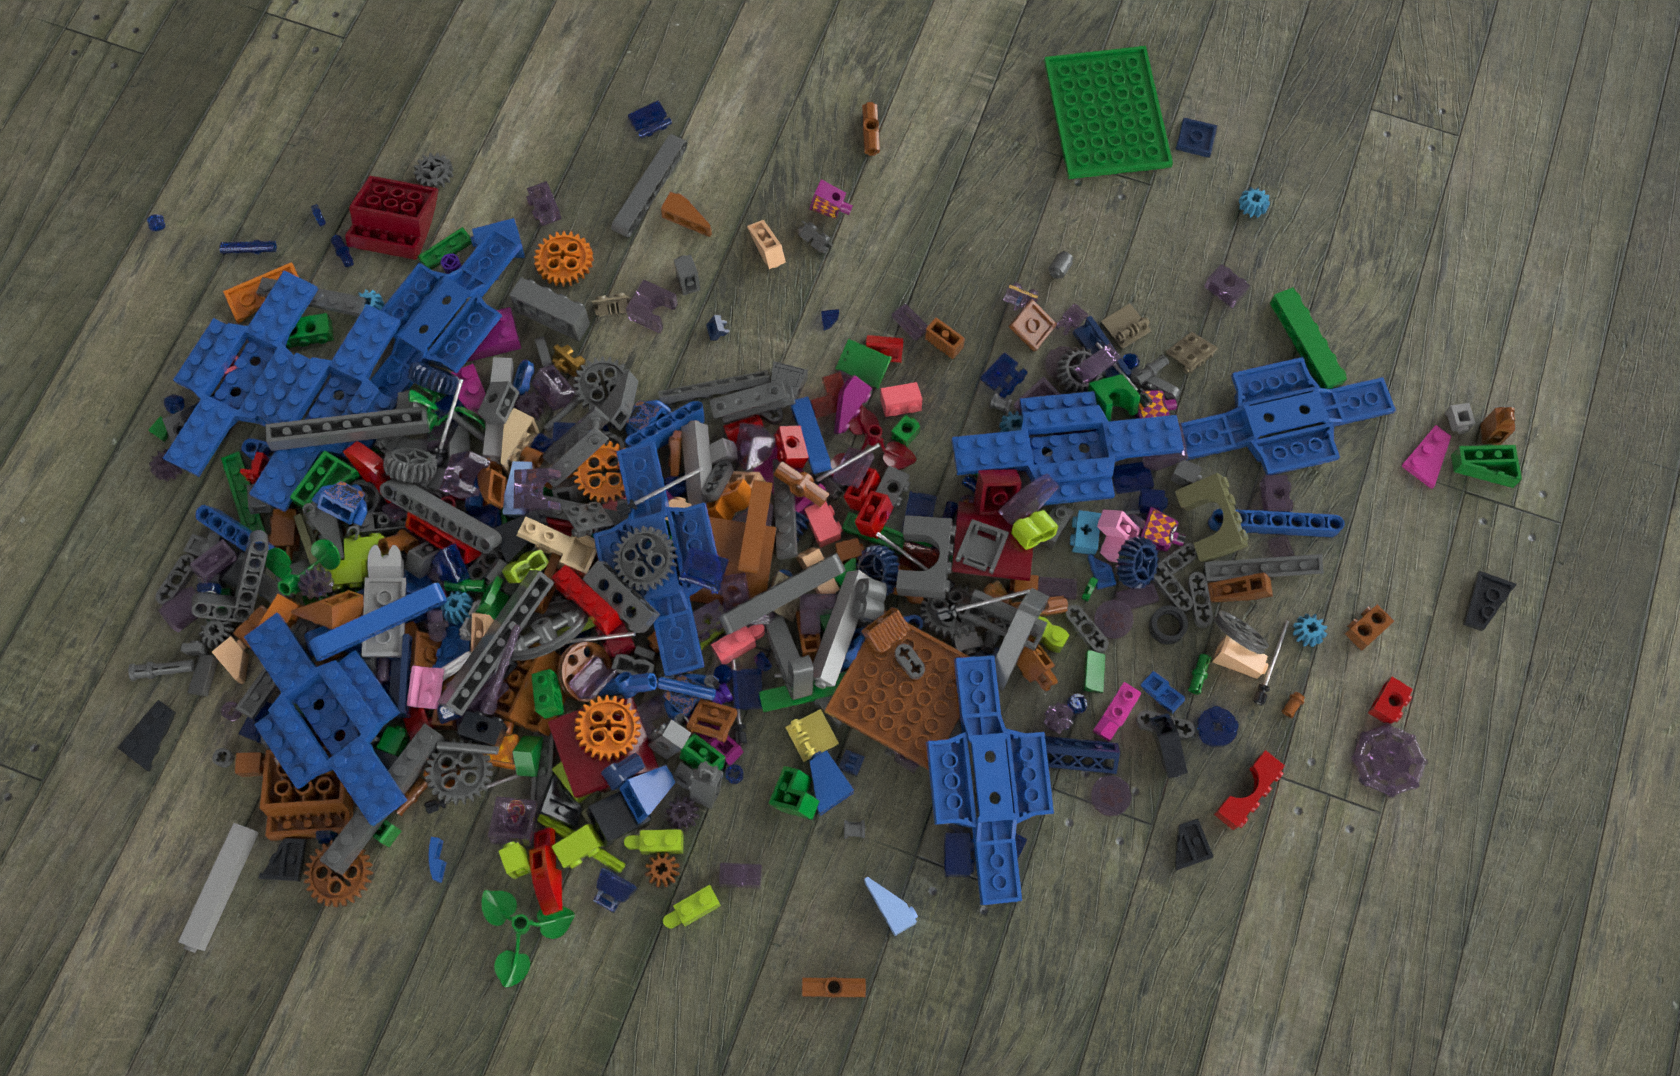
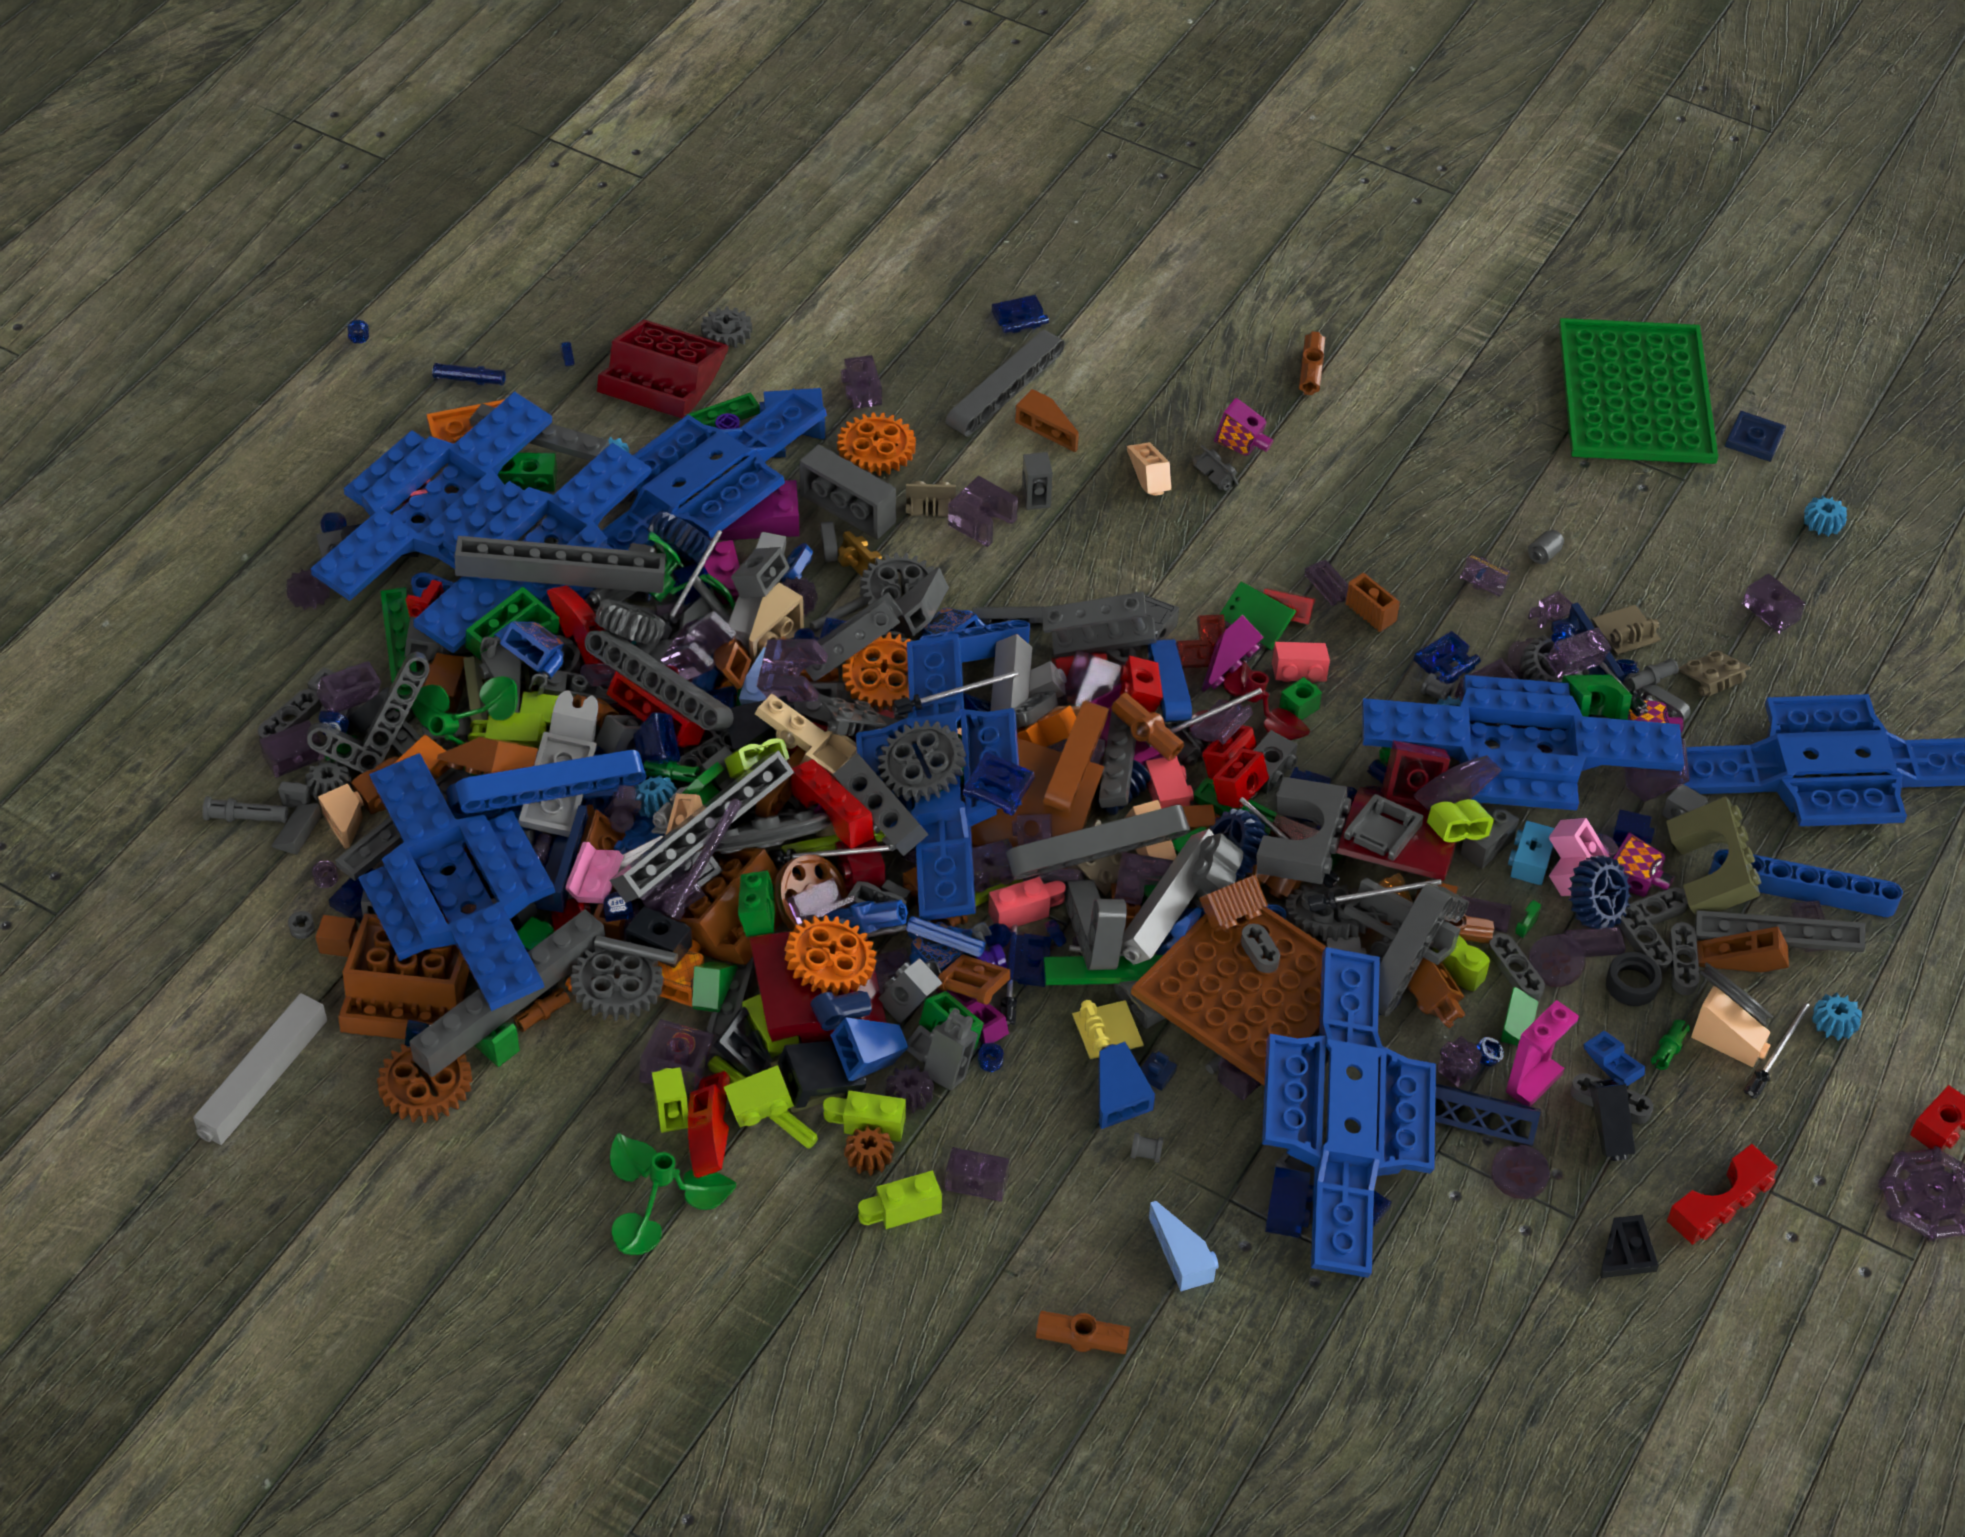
camera: 10 degrees right, 20 degrees down
(146, 736) = (205, 885): black wing -> none
(159, 429) = (307, 551): green tile -> none
(225, 526) = (355, 652): blue beam -> none
(286, 862) = (357, 1056): black wing -> none
(315, 583) = (481, 716): clear purple gear -> none
(342, 250) = (589, 394): clear blue axle -> none
(433, 806) = (569, 1025): piece -> none
(437, 866) = (561, 1087): blue slope -> none
(553, 387) = (833, 578): clear purple brick -> none
(615, 887) = (797, 1158): clear blue piece -> none
(675, 457) = (984, 660): dark orange plate -> none
(716, 327) = (1065, 548): dark blue tile -> none
(791, 794) = (1069, 1086): green brick -> none
(829, 318) = (1219, 561): clear blue tile -> none
(1032, 325) = (1496, 607): plate -> none
(1085, 349) = (1562, 631): none -> clear blue bush
(1102, 572) = (1552, 908): blue tile -> none
(1132, 478) = (1604, 801): clear blue plate -> none
(1228, 724) = (1690, 1099): clear blue plate -> none
(1276, 485) = (1810, 845): clear purple brick -> none
(1293, 704) = (1806, 1098): dark orange pin -> none
(1308, 339) = (1879, 677): green brick -> none
(1370, 628) = (1924, 1026): dark orange brick -> none

